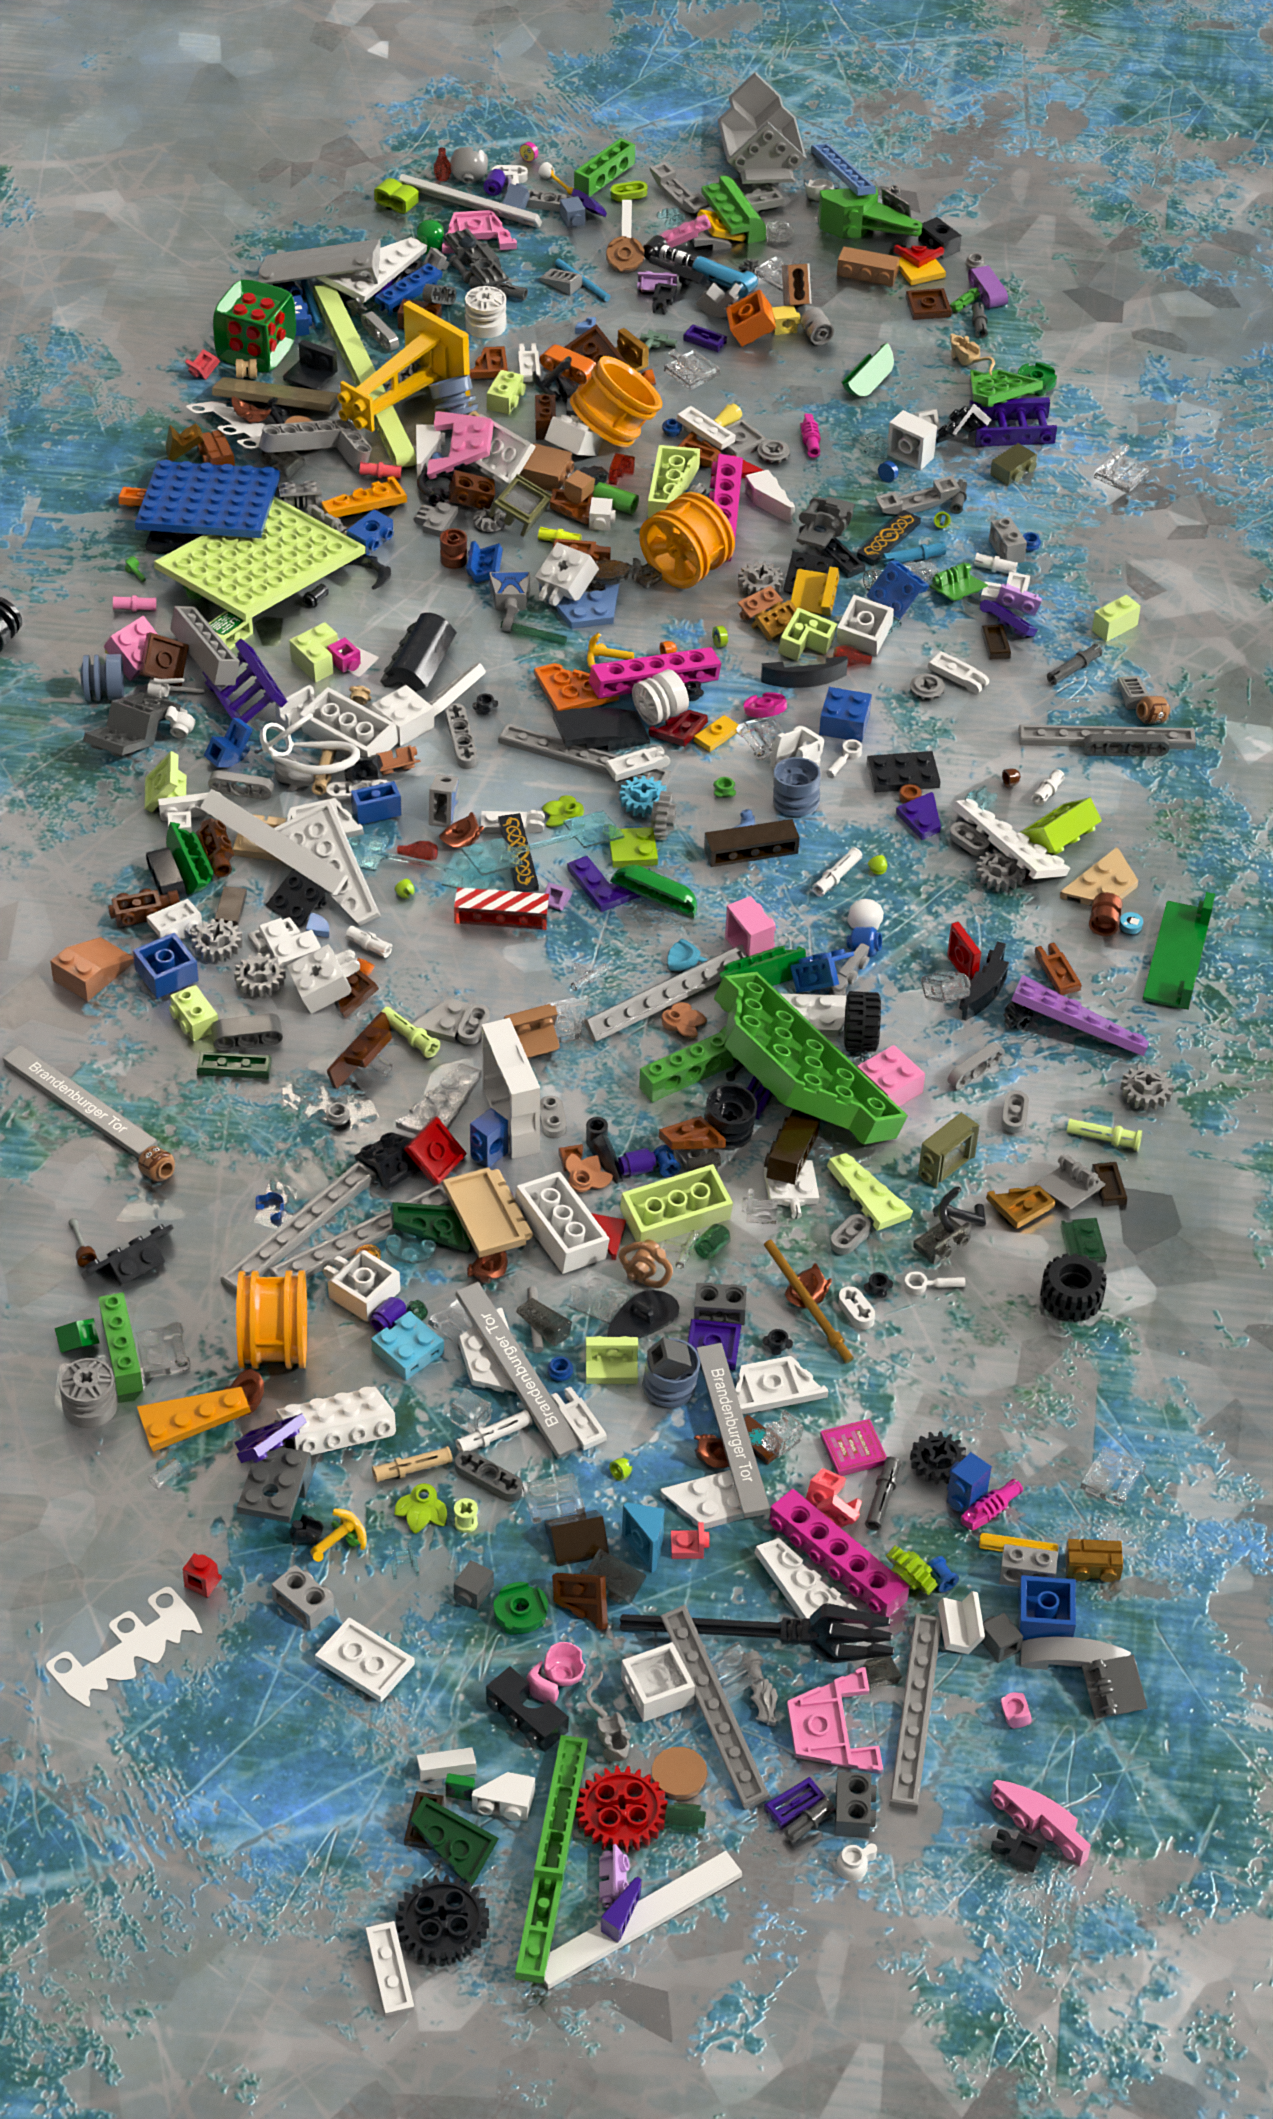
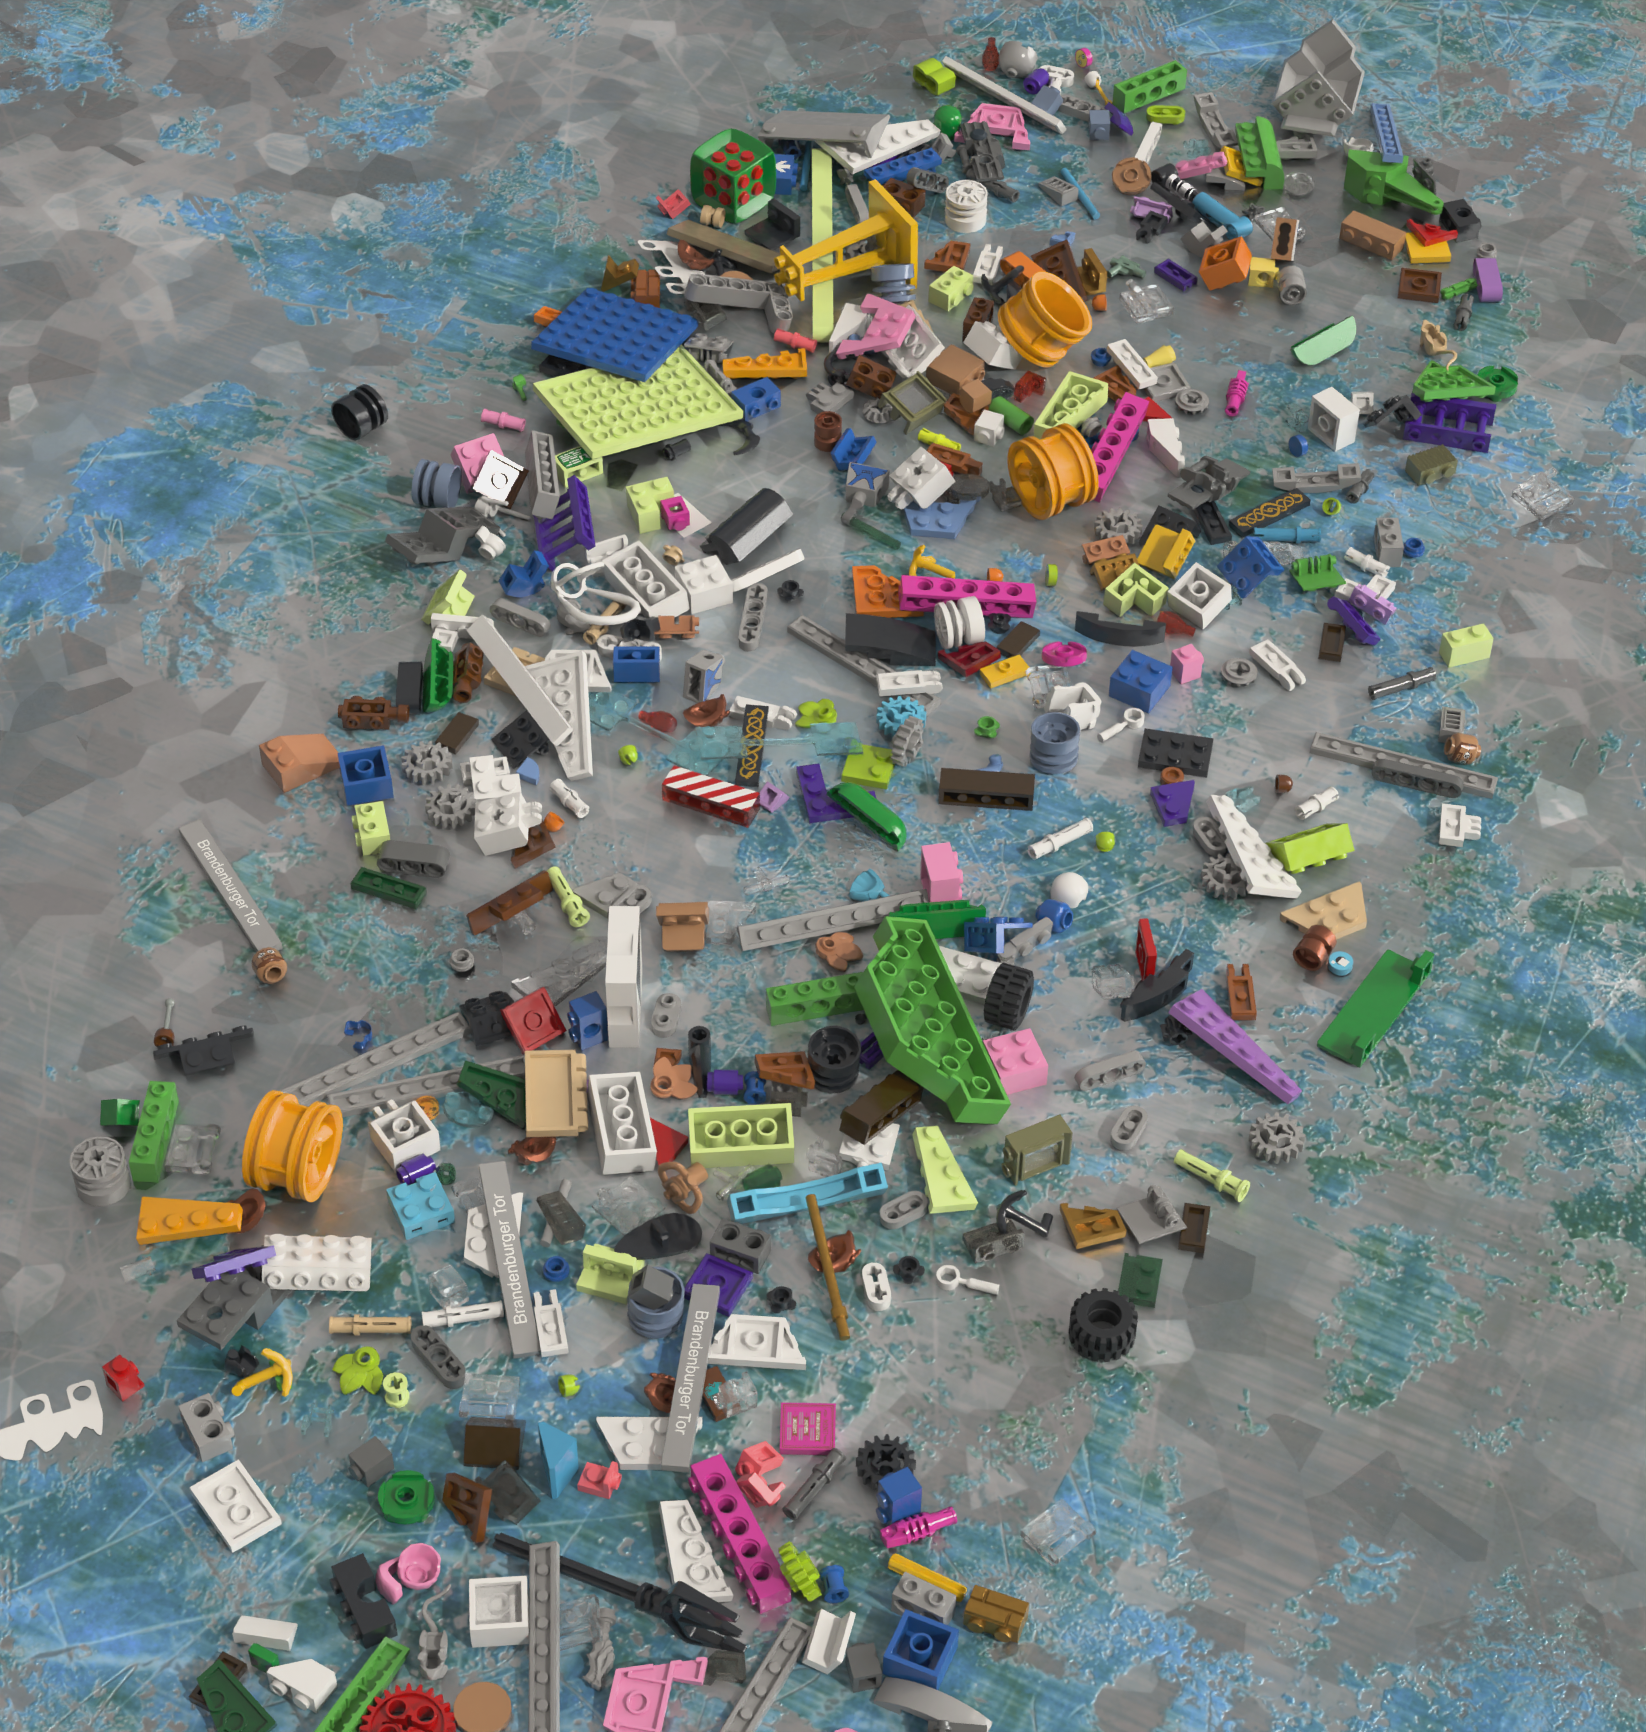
camera: 20 degrees right, 0 degrees up
(177, 918) = (396, 735): white bracket -> none
(716, 702) = (1018, 640): none -> dark brown tile
(751, 1248) = (784, 1200): none -> medium azure arch
(881, 688) = (1186, 663): none -> bright pink brick
(1178, 779) = (1457, 826): none -> white hinge

